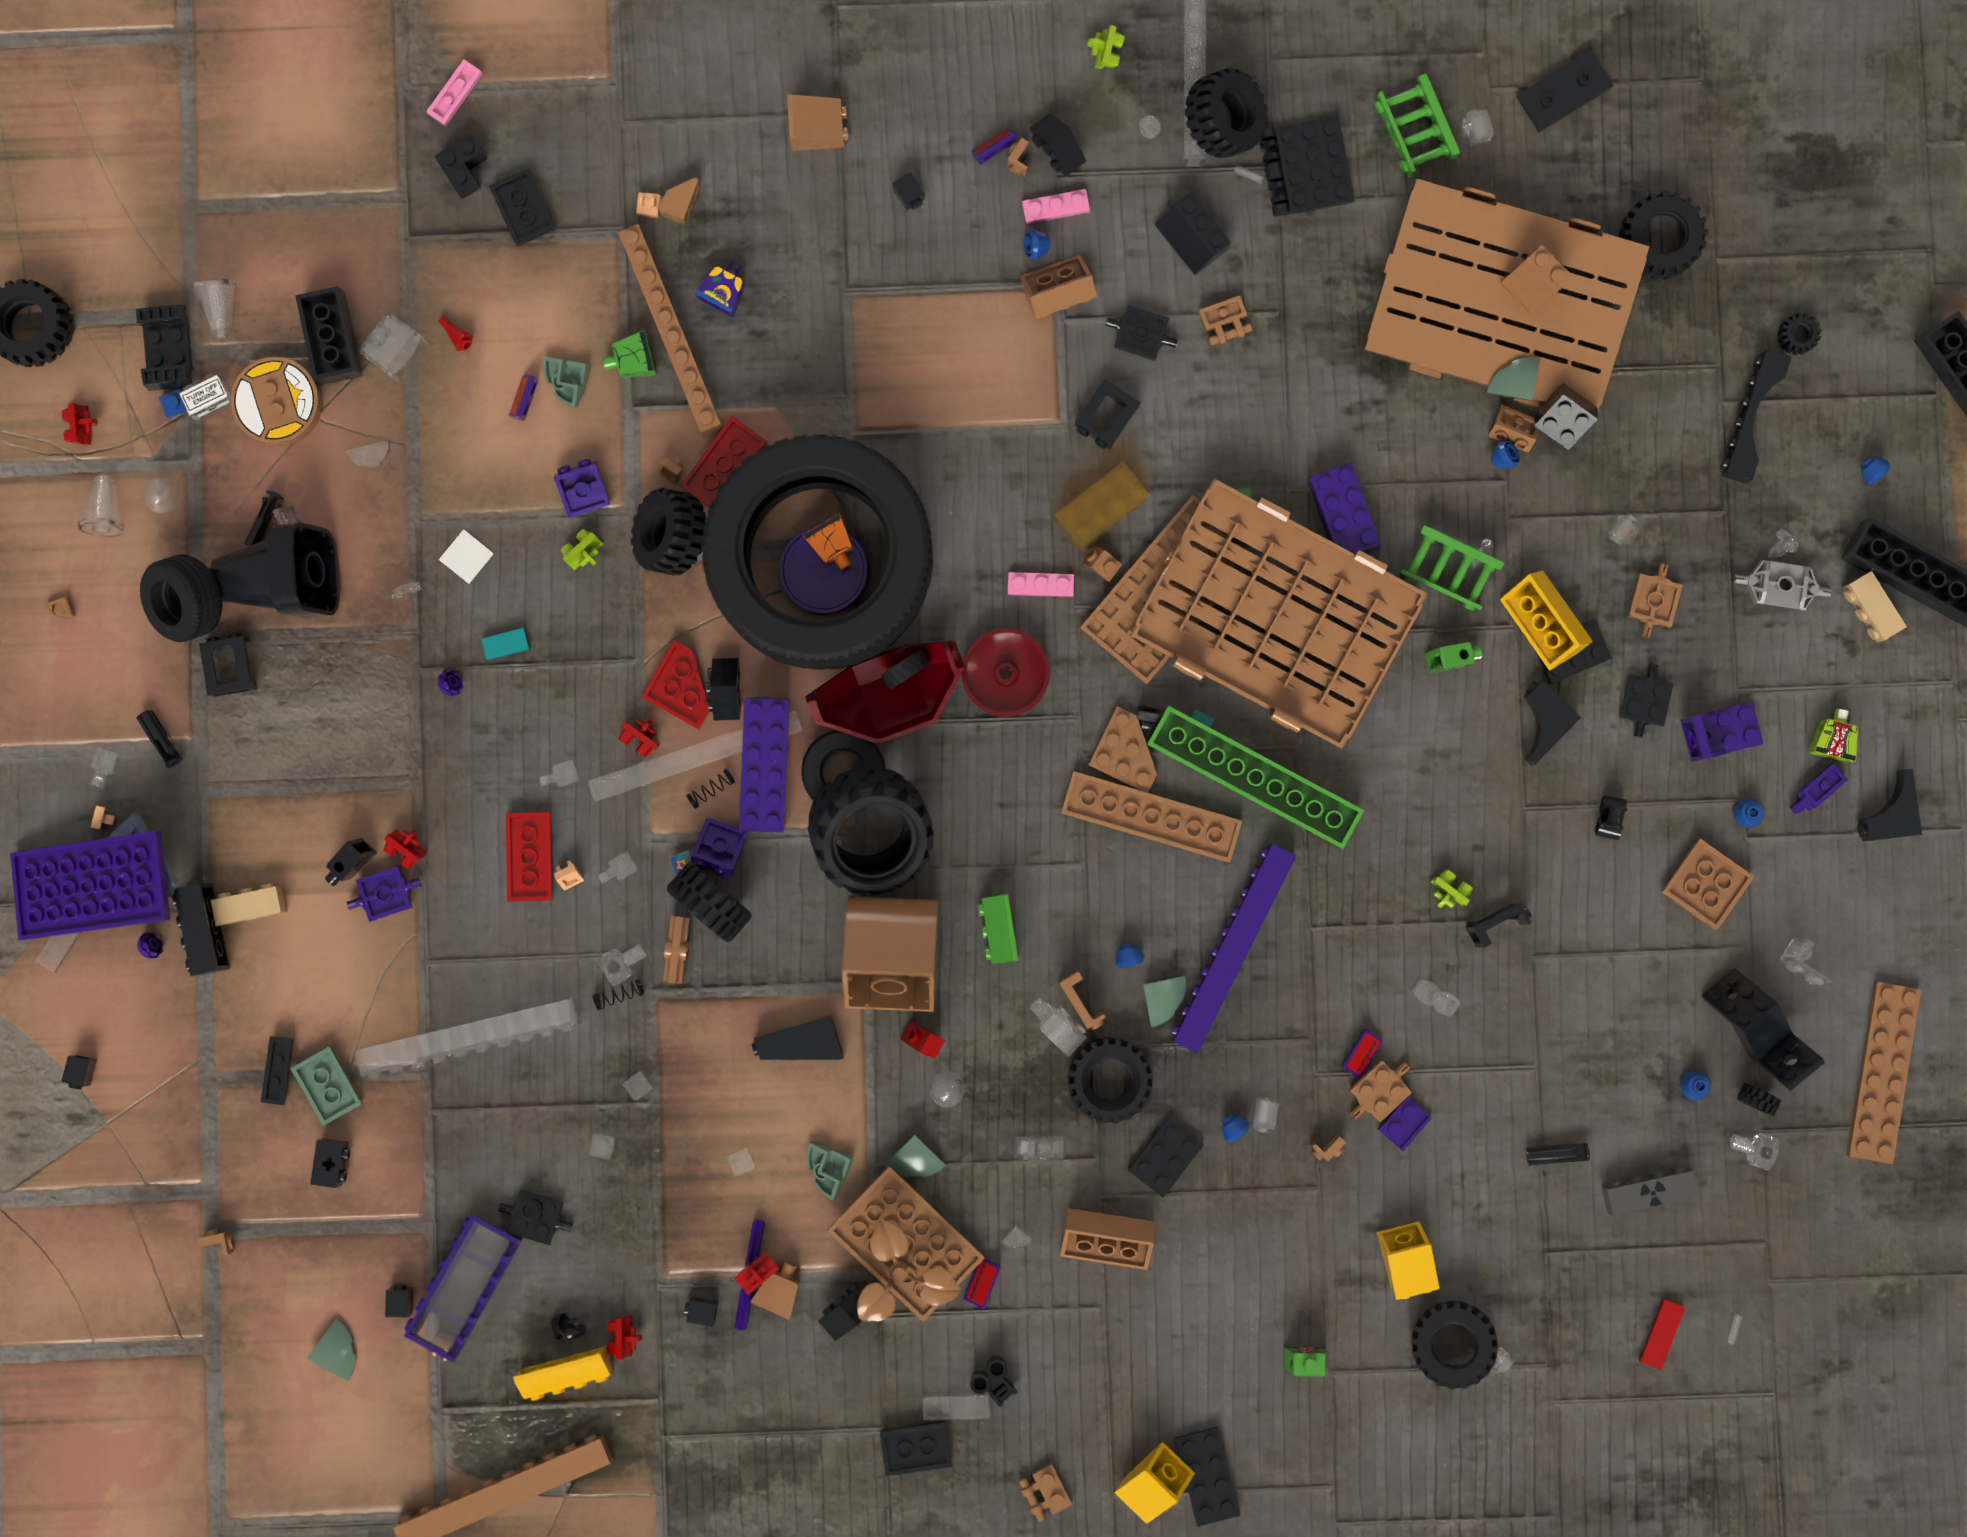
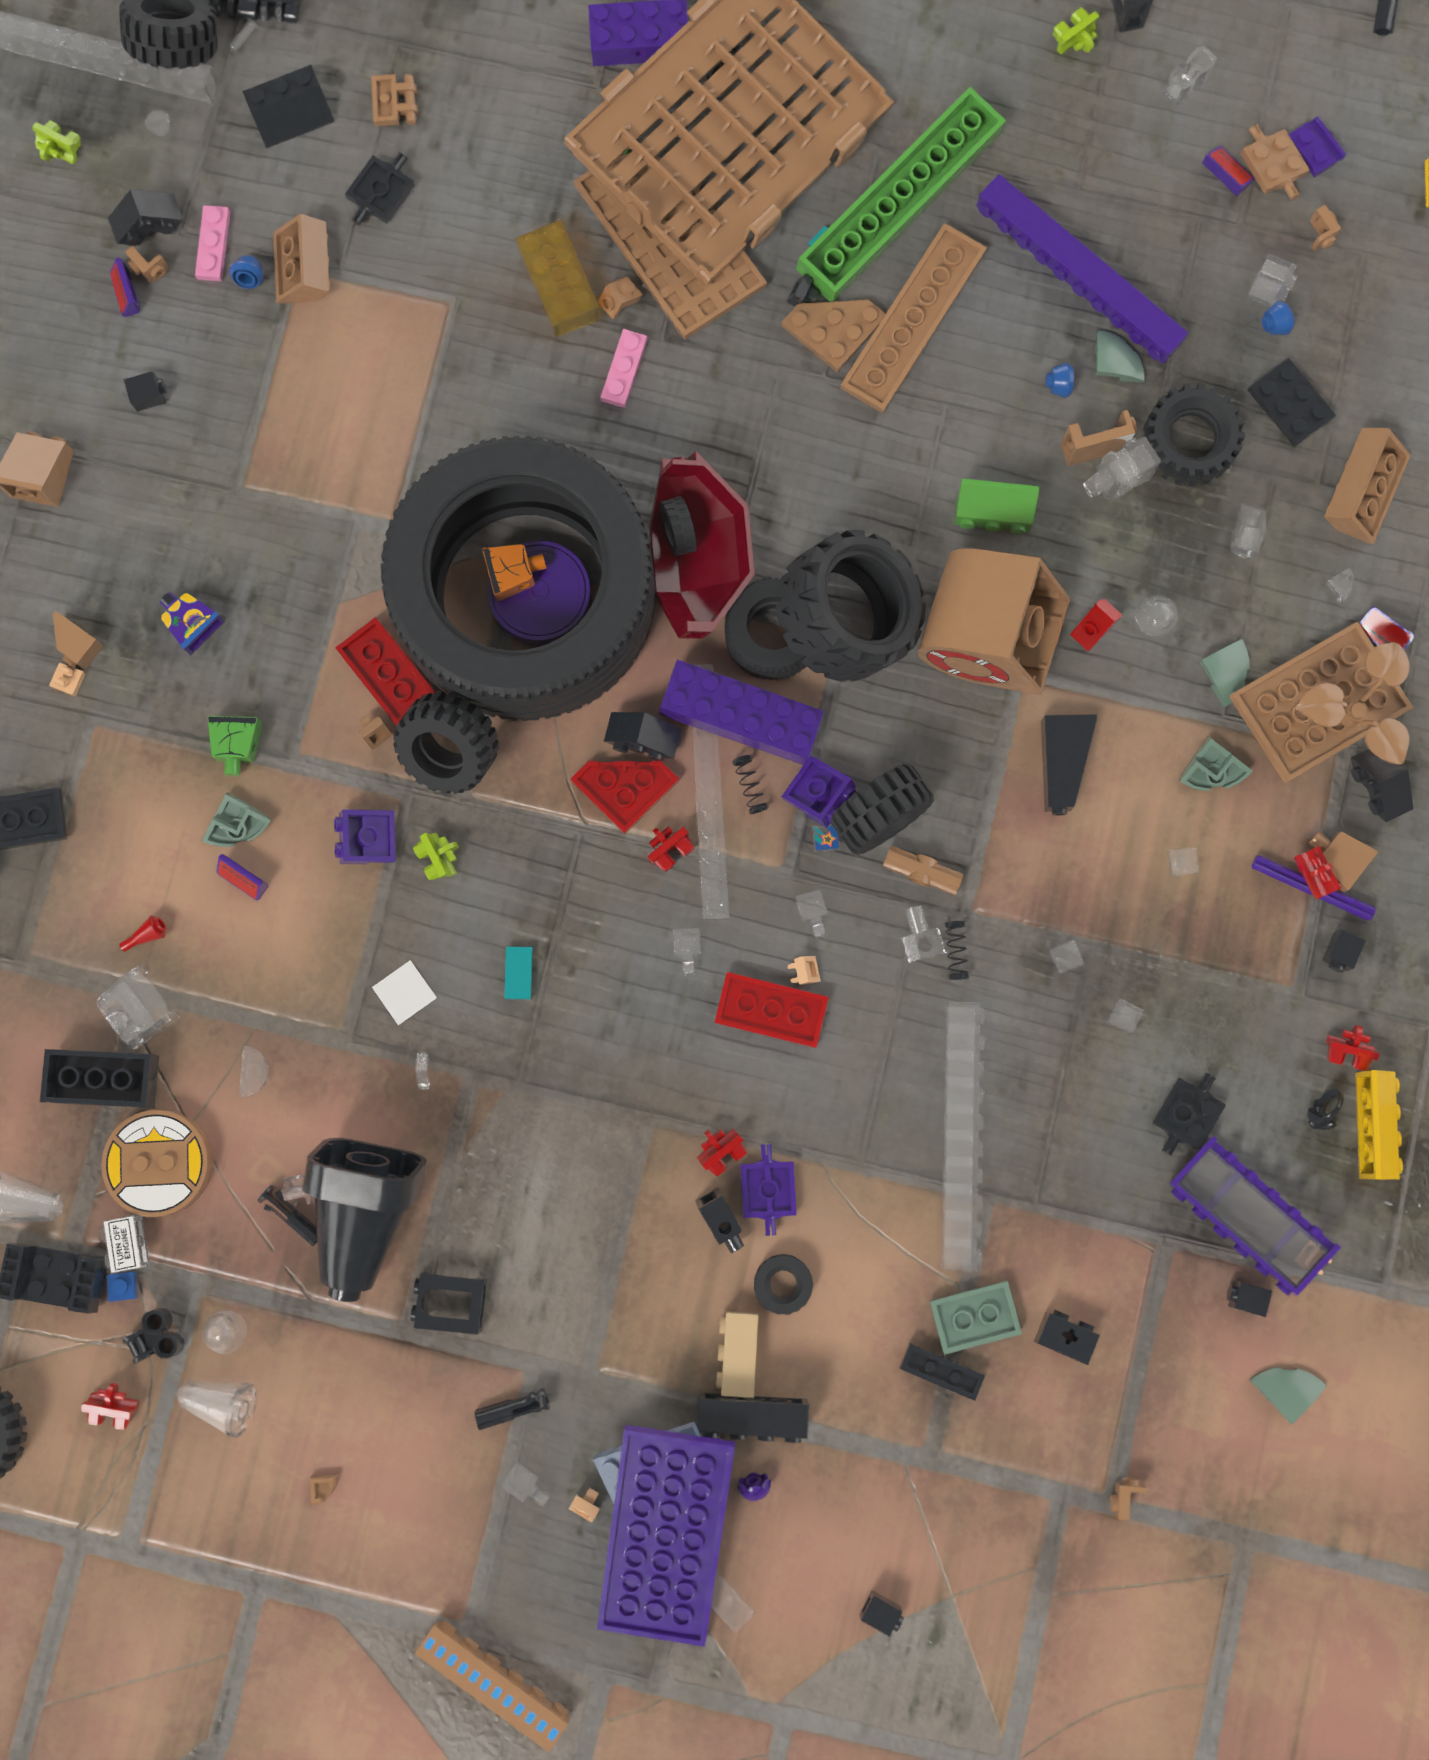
camera: 70 degrees left, 5 degrees down
(139, 440) = (151, 1339): none -> black piece
(181, 598) = (355, 1357): black tyre -> none
(297, 917) = (768, 1298): none -> black tyre
(450, 683) = (545, 1047): dark purple plate -> none
(670, 330) = (216, 689): medium nougat brick -> none
(1005, 672) = (714, 419): dark red dish -> none
(1107, 438) = (444, 227): black panel -> none

